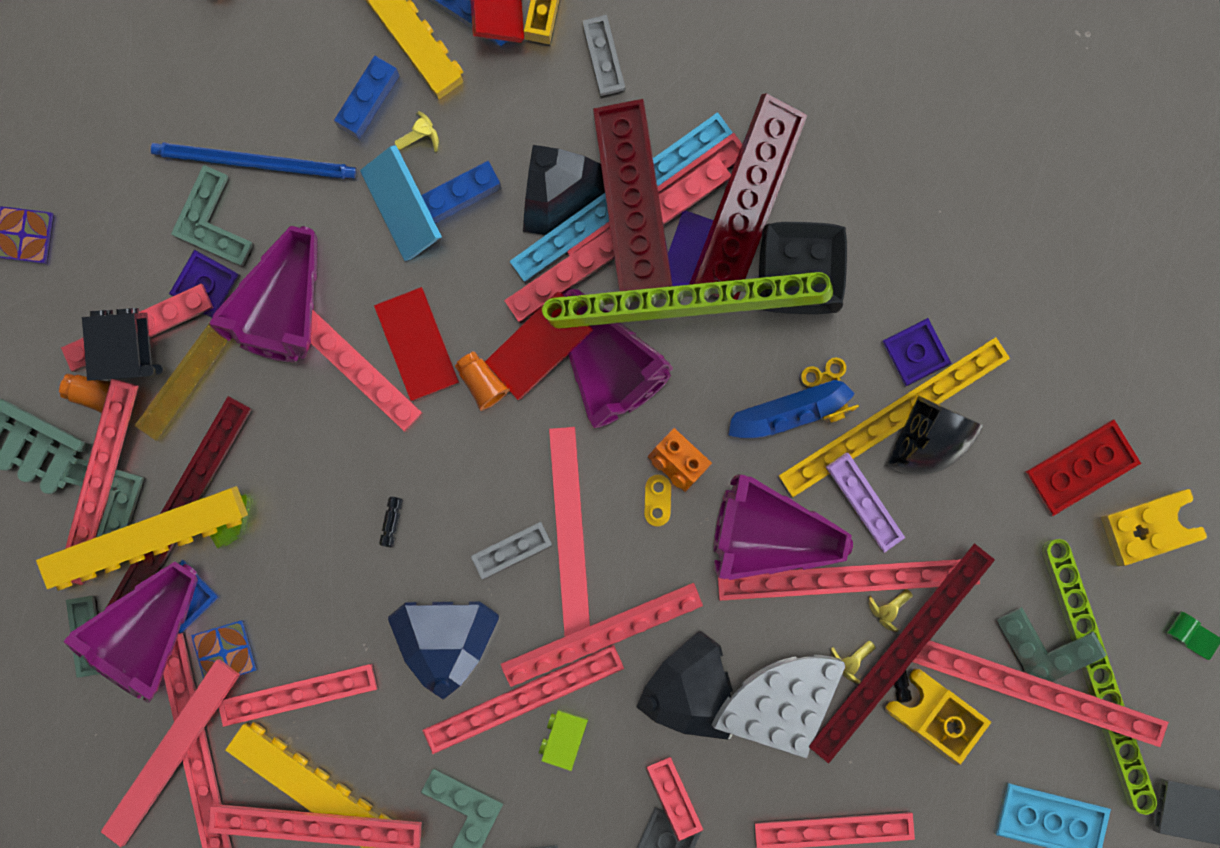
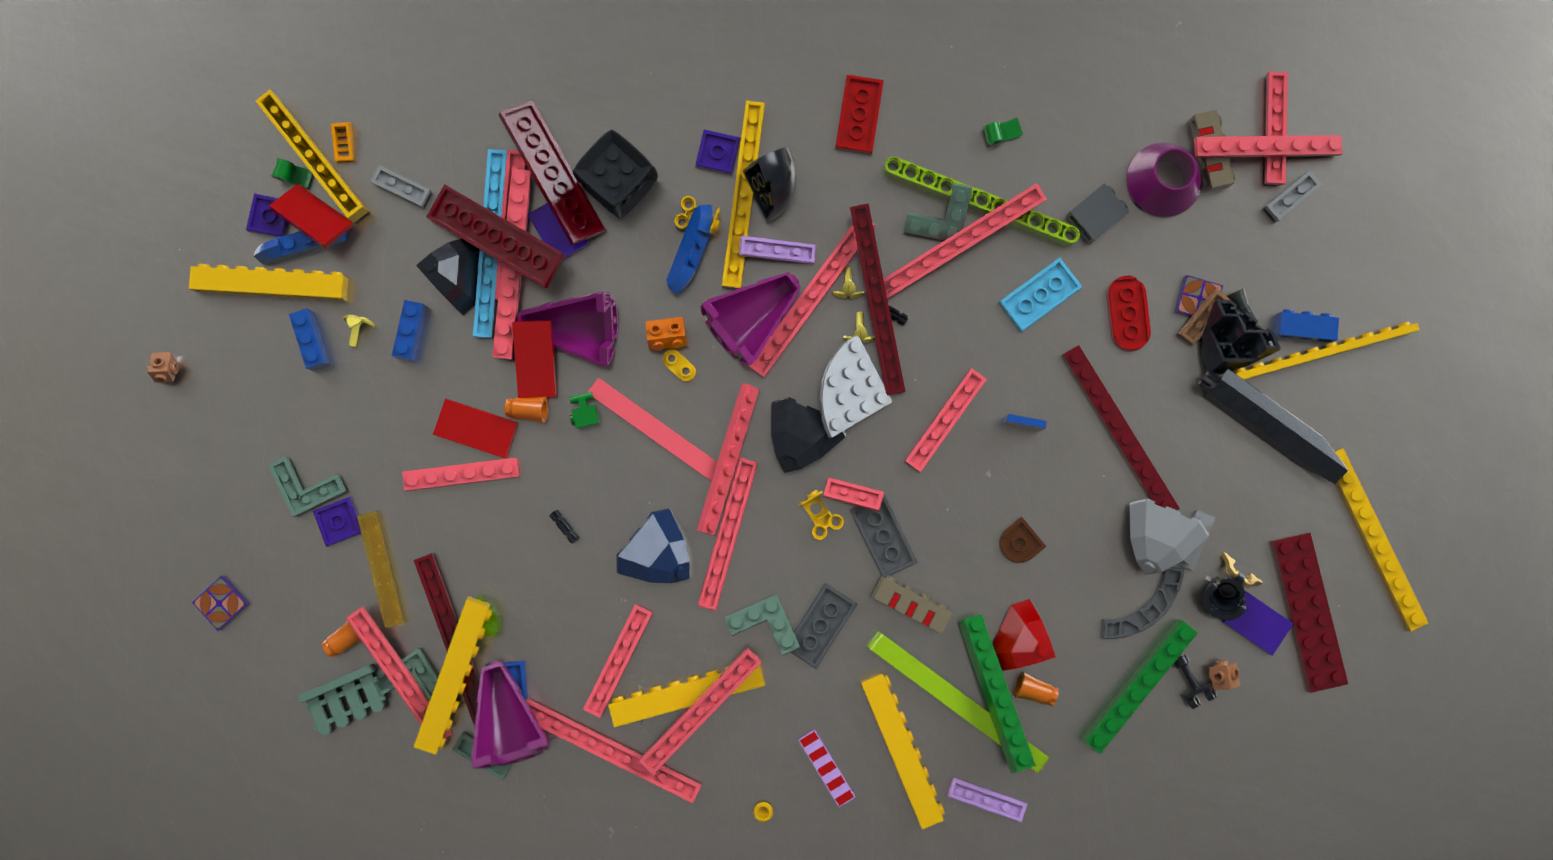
camera: 50 degrees left, 0 degrees up
(118, 345) = (329, 598): black container -> none
(160, 318) = (330, 580): coral plate -> none
(170, 753) = (589, 760): coral tile -> none
(224, 643) = (558, 683): tile -> none
(253, 160) = (289, 435): blue piece -> none
(275, 300) = (381, 488): magenta cone -> none
(400, 203) = (386, 370): medium azure tile -> none
(511, 550) = (638, 471): light grey plate -> none
(524, 446) = (585, 414): none -> green brick
(564, 739) = (769, 529): lime brick -> none
(622, 787) = (824, 518): none -> yellow piece
(698, 305) = (586, 247): lime beam -> none
(933, 712) = (925, 308): yellow brick -> none
(1158, 528) = (924, 99): yellow brick -> none

